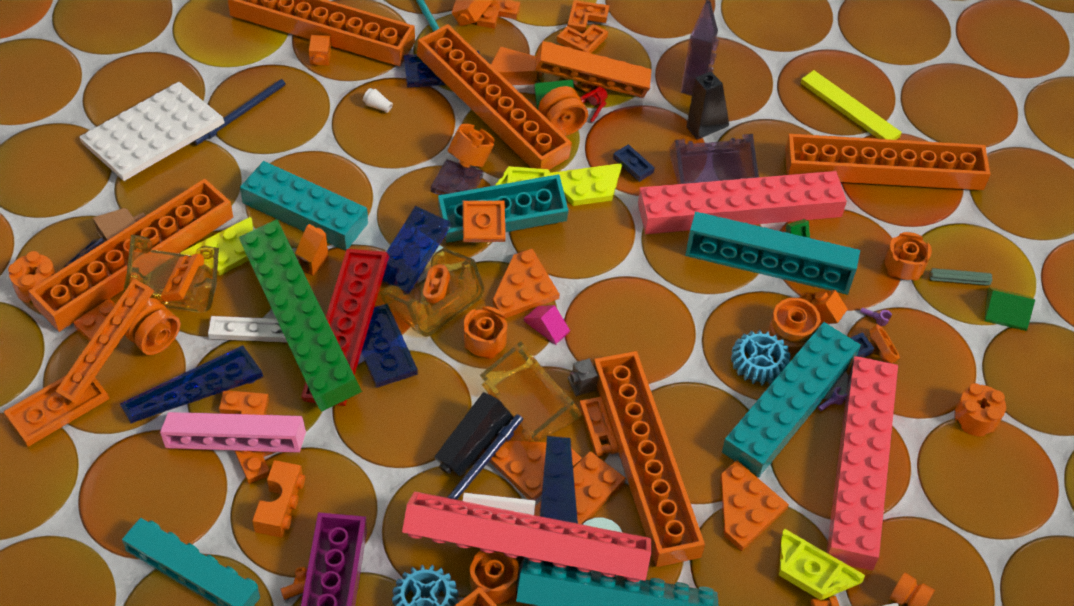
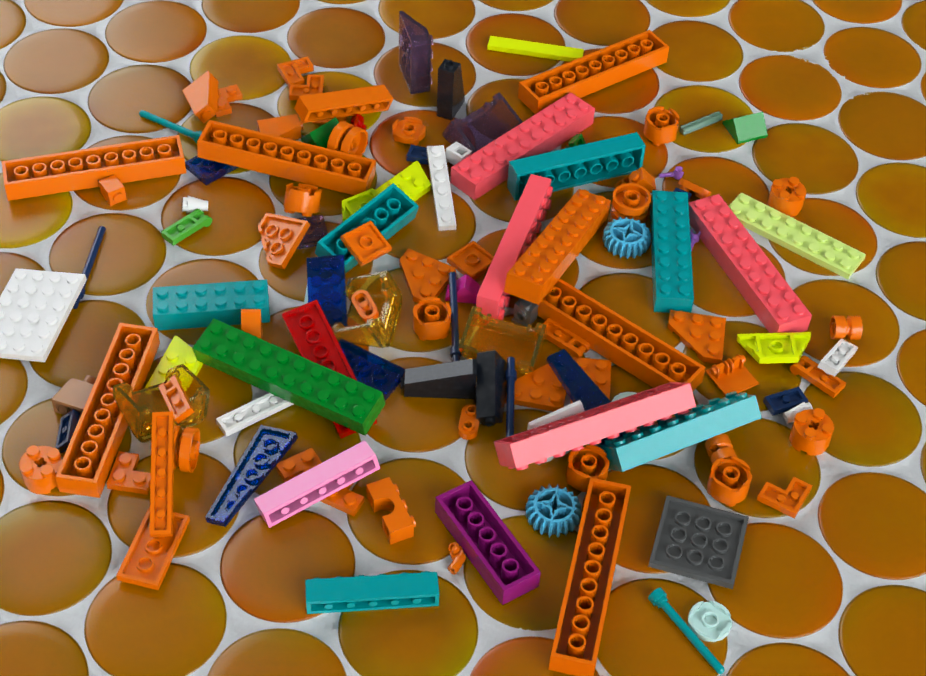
camera: 35 degrees left, 5 degrees down
(353, 118) = (186, 226): none -> bright green plate
(422, 175) = (281, 237): none -> orange plate
(428, 453) = (468, 419): none -> orange plate
(435, 398) = (442, 380): none -> black slope
(508, 343) = (454, 350): none -> dark blue bar
(584, 295) = (471, 260): none -> orange tile
(617, 204) = (441, 188): none -> white plate
(626, 306) = (515, 241): none -> coral brick
(641, 137) = (401, 133): none -> orange plate
(667, 327) = (557, 246): none -> orange brick
(668, 178) = (456, 153): none -> white brick
(737, 572) = (732, 375): none -> orange hinge
(954, 459) = (796, 236): none -> yellowish green plate

